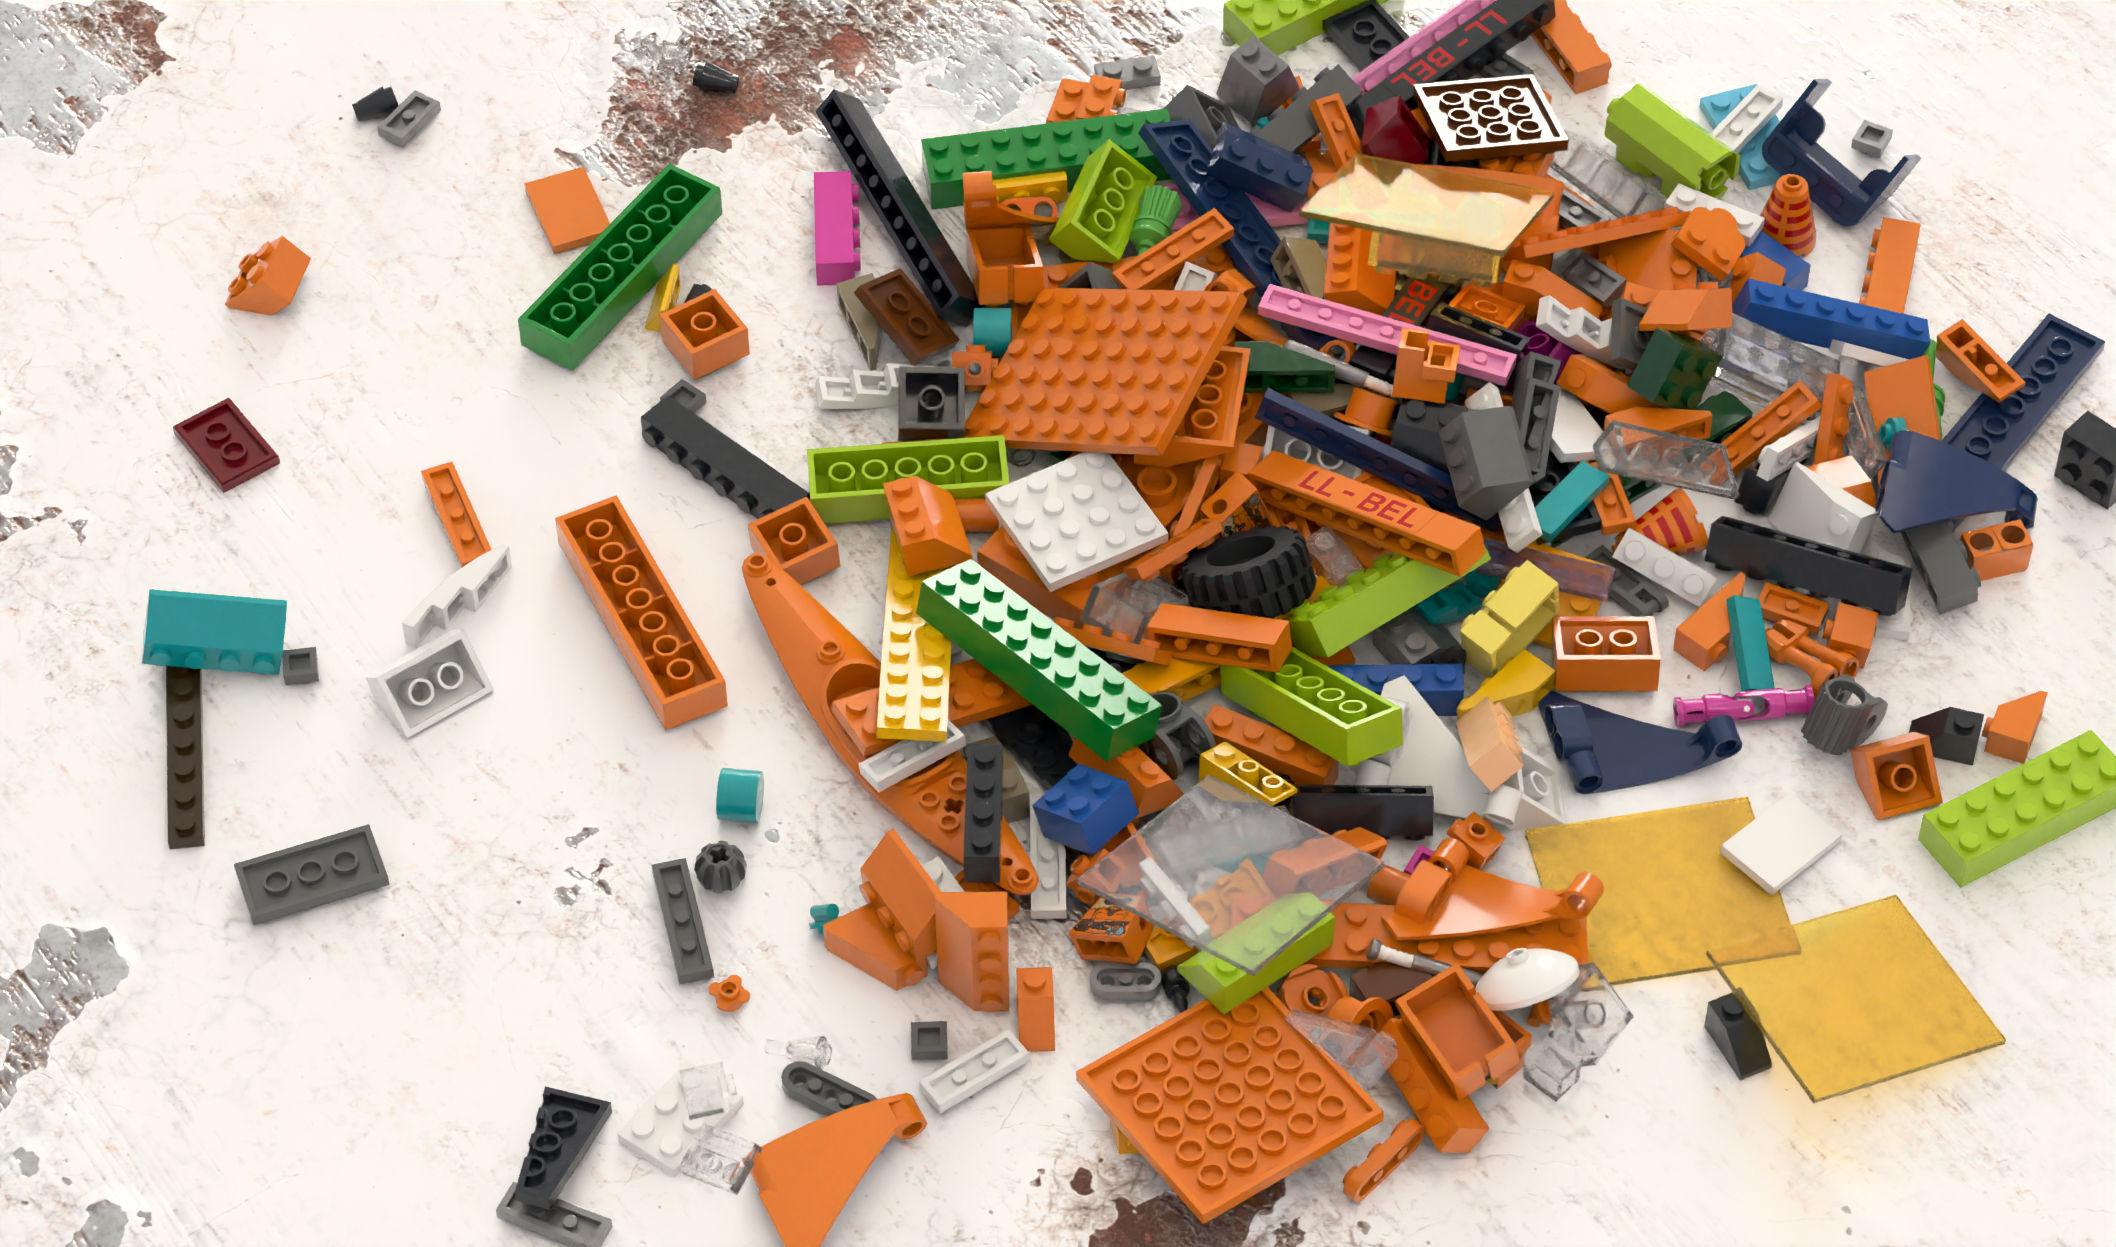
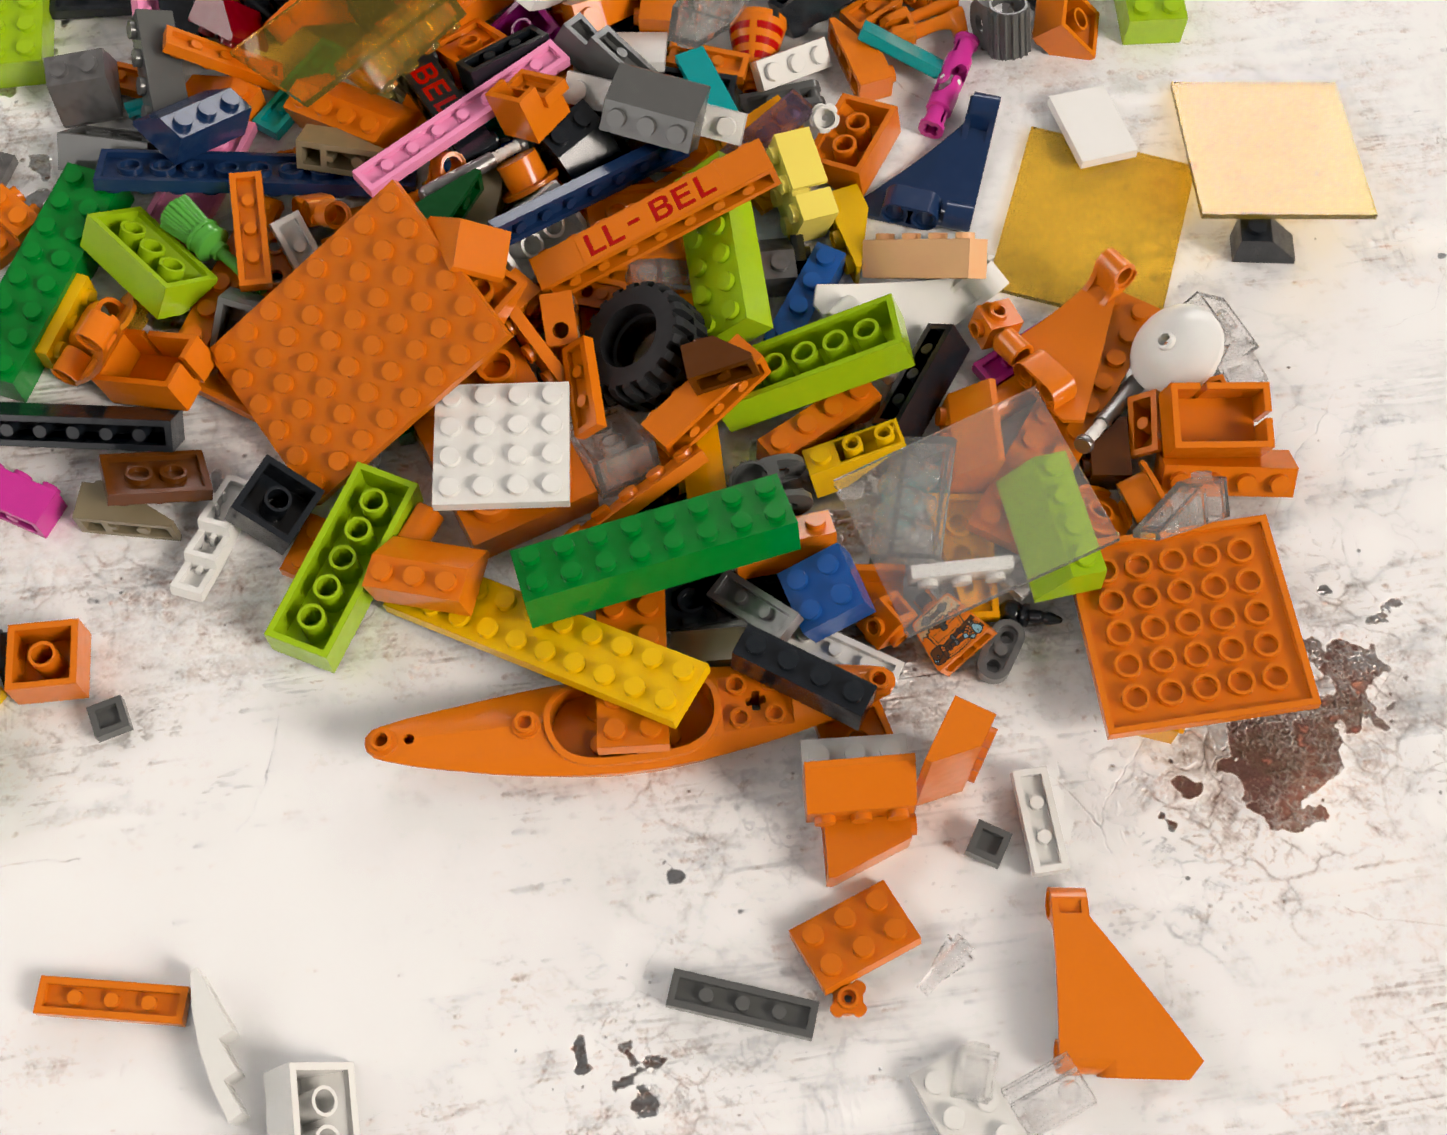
camera: 65 degrees left, 15 degrees up
(641, 612) = (352, 875): orange brick -> none
(717, 459) = (216, 718): black brick -> none
(720, 867) = (704, 929): dark grey piece -> none
(740, 795) = (630, 883): teal piece -> none
(786, 975) = (854, 937): none -> orange plate
(796, 541) = (359, 696): orange brick -> none
(821, 1086) = (1021, 948): dark grey plate -> none
(823, 914) = (808, 873): teal plate -> none
(908, 758) = (695, 730): white plate -> none
(978, 355) = (247, 450): orange brick -> none
(993, 329) = (218, 417): teal piece -> none
(1036, 1008) = (1012, 743): orange slope -> none
(1039, 765) = (754, 605): none -> flat silver plate
(1224, 384) = (472, 247): none -> orange slope
(1237, 612) = (716, 364): none -> reddish brown slope
(1383, 1159) = (1290, 557): orange plate -> none
(1595, 607) = (832, 118): none -> white plate

